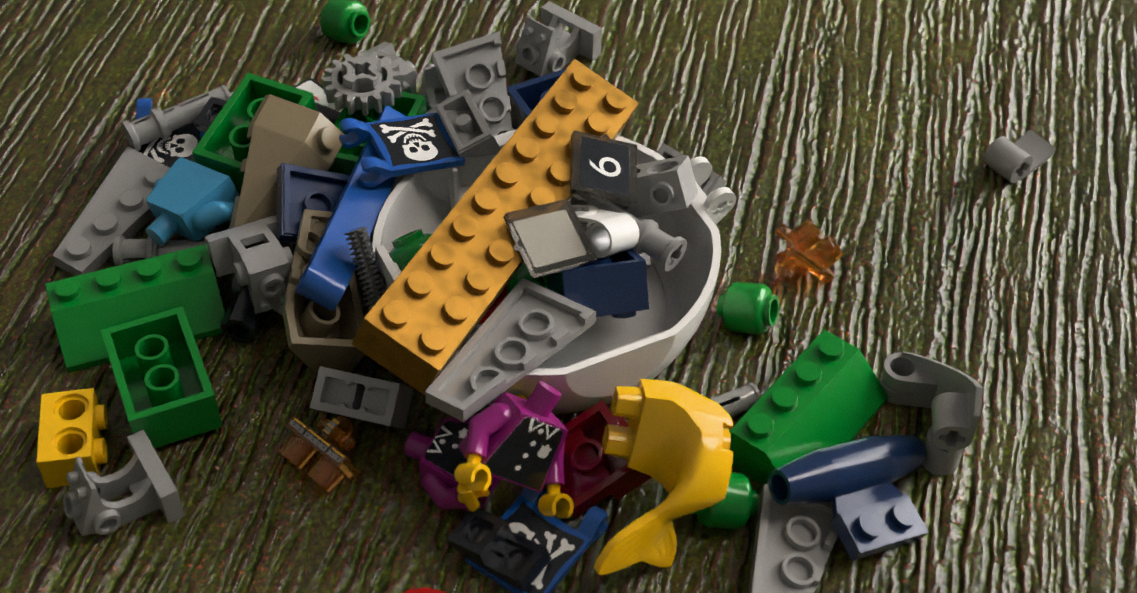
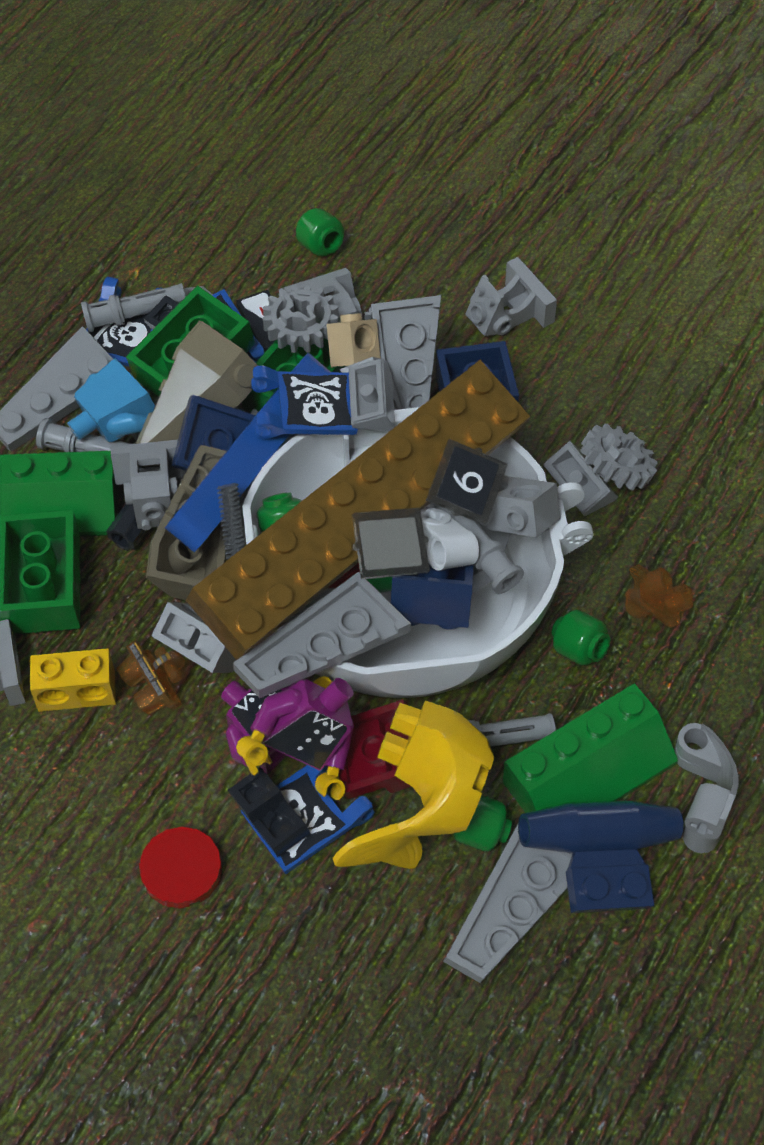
camera: 20 degrees right, 10 degrees up
(235, 474) = (72, 680): none -> yellow brick
(423, 87) = (352, 340): none -> tan brick
(717, 144) = (618, 456): none -> light grey gear

